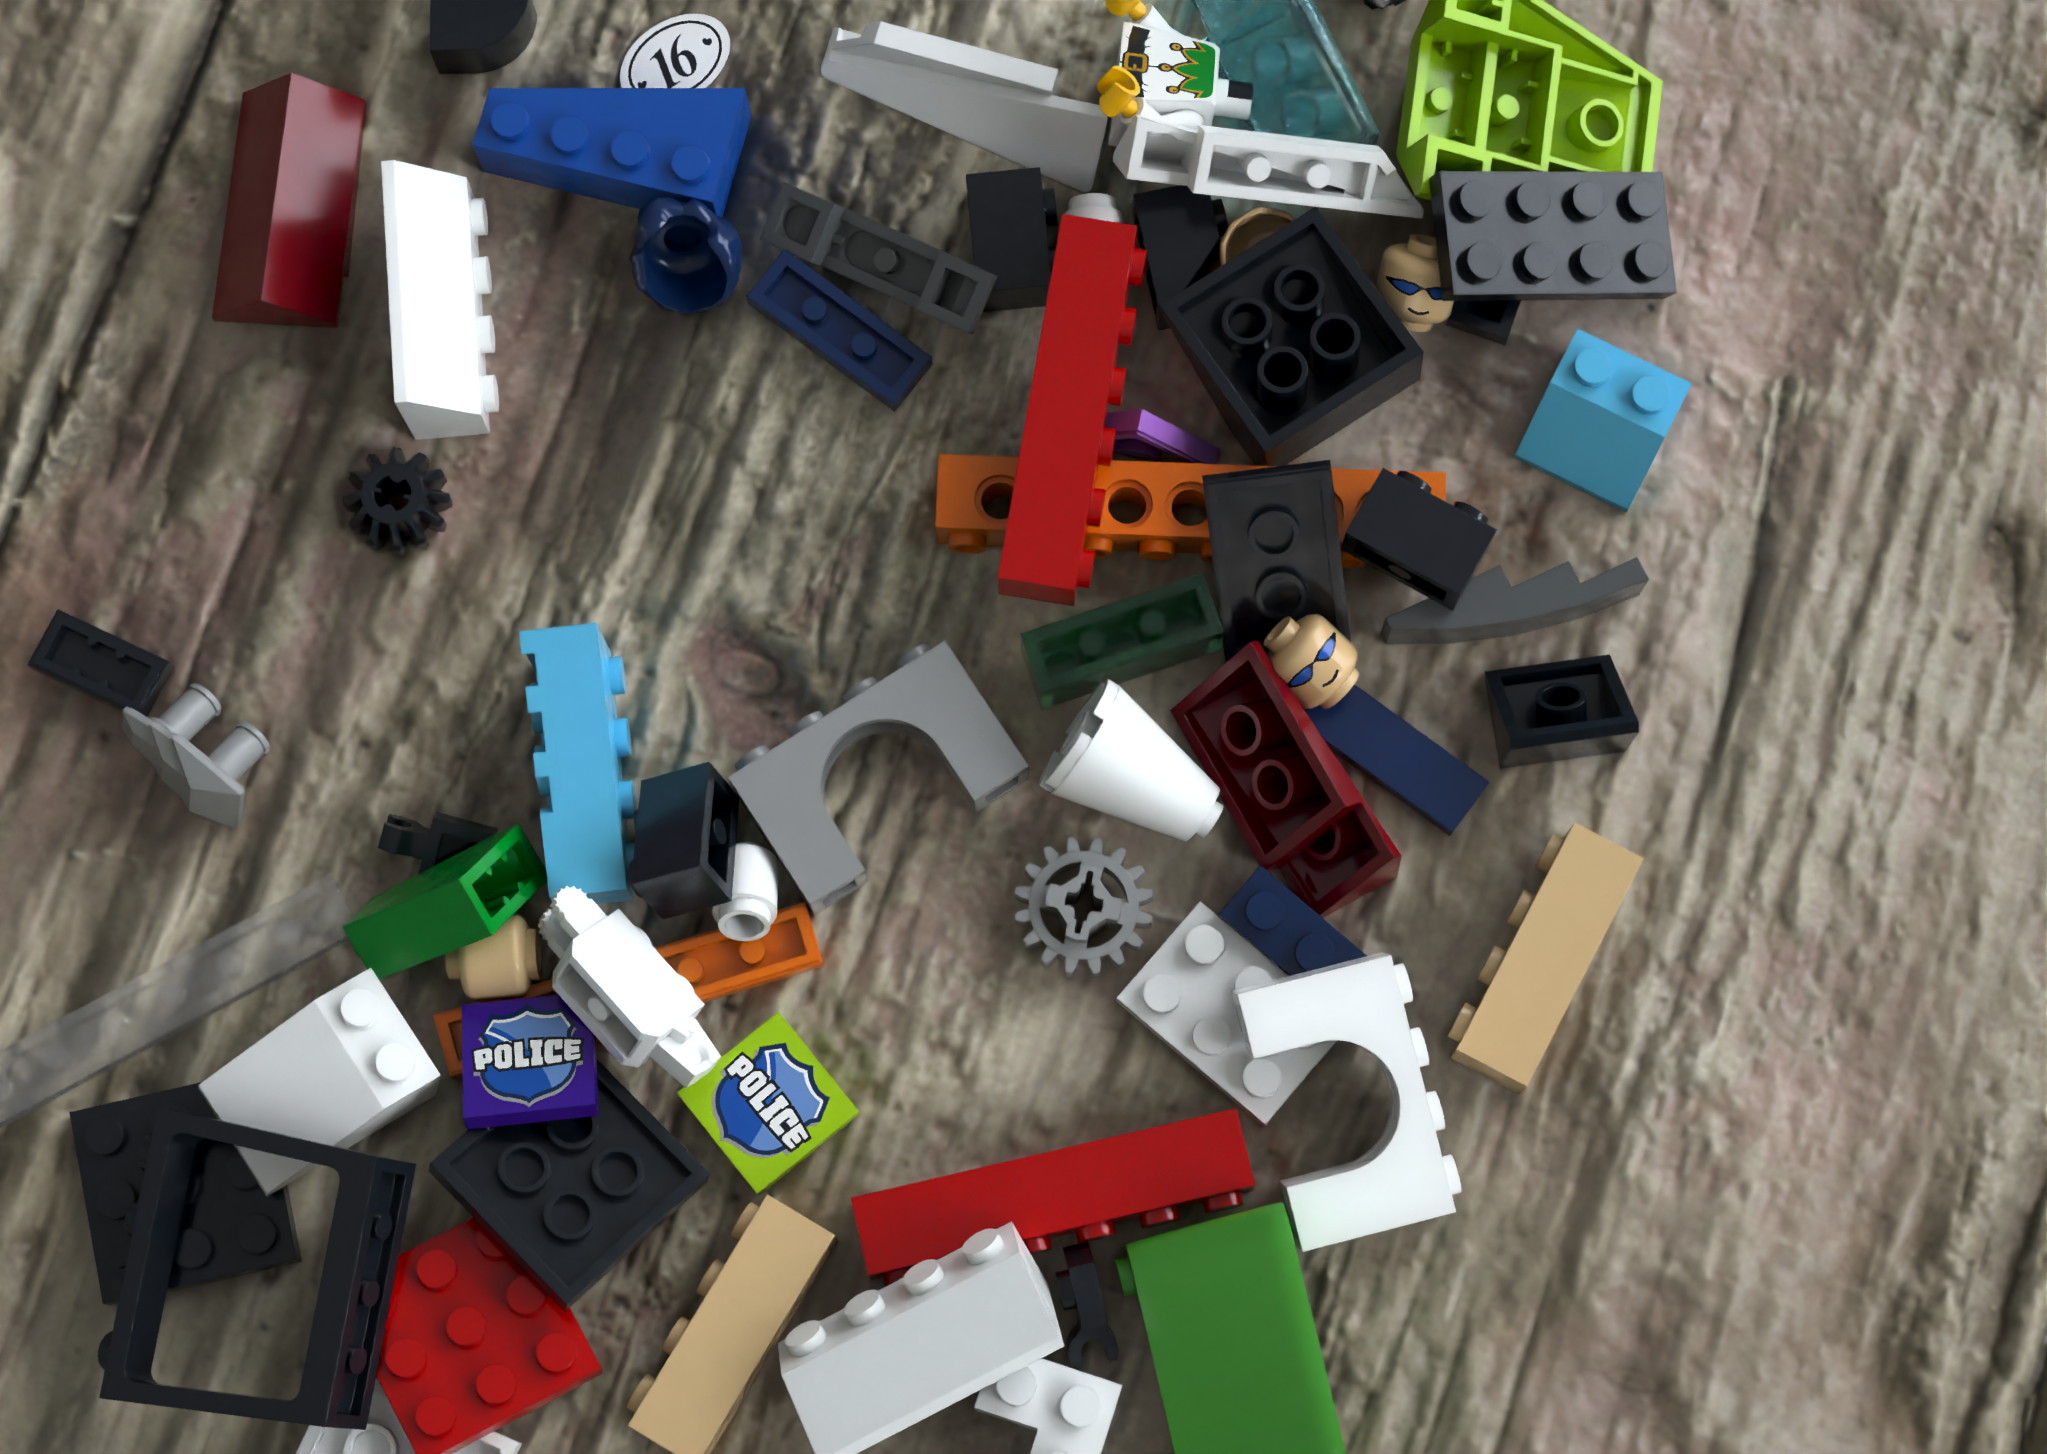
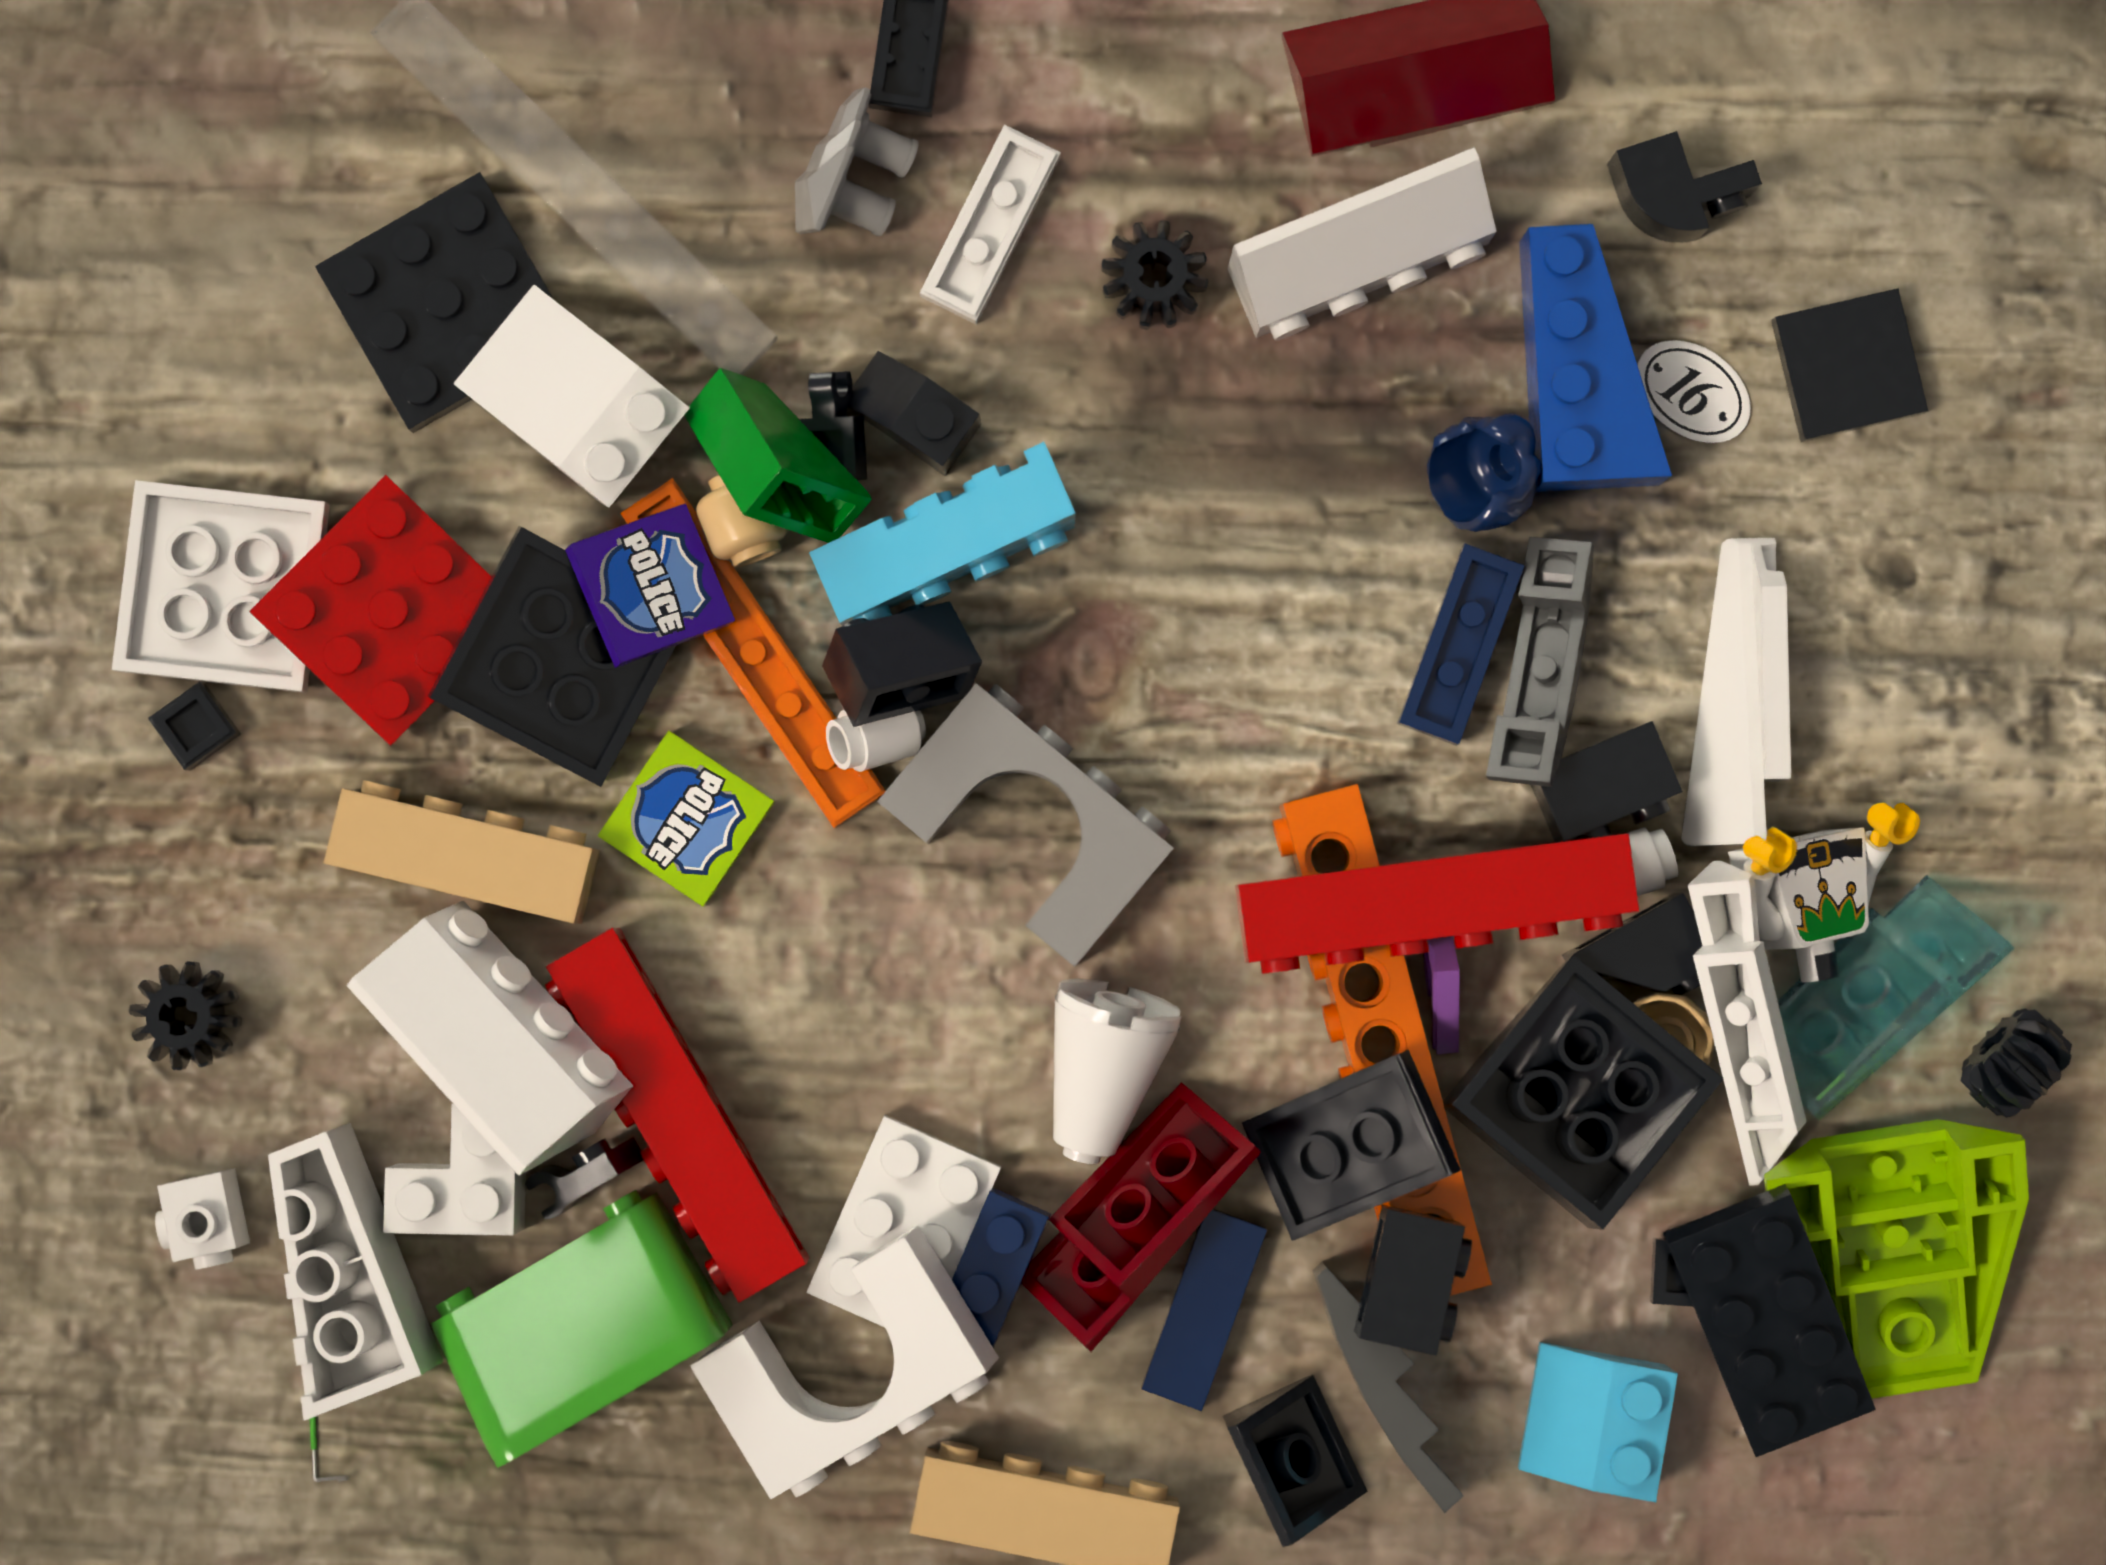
camera: 70 degrees right, 10 degrees up
(296, 643) = (990, 224): none -> white tile
(351, 1293) = (386, 495): black windscreen -> none
(448, 763) = (914, 411): none -> black slope
(625, 988) = (742, 653): white hinge -> none
(1054, 901) = (961, 1088): light grey gear -> none
(1122, 640) = (1227, 1018): clear green brick -> none
(1313, 660) = (1261, 1209): tan head -> none
(1412, 283) = (1679, 1193): tan head -> none

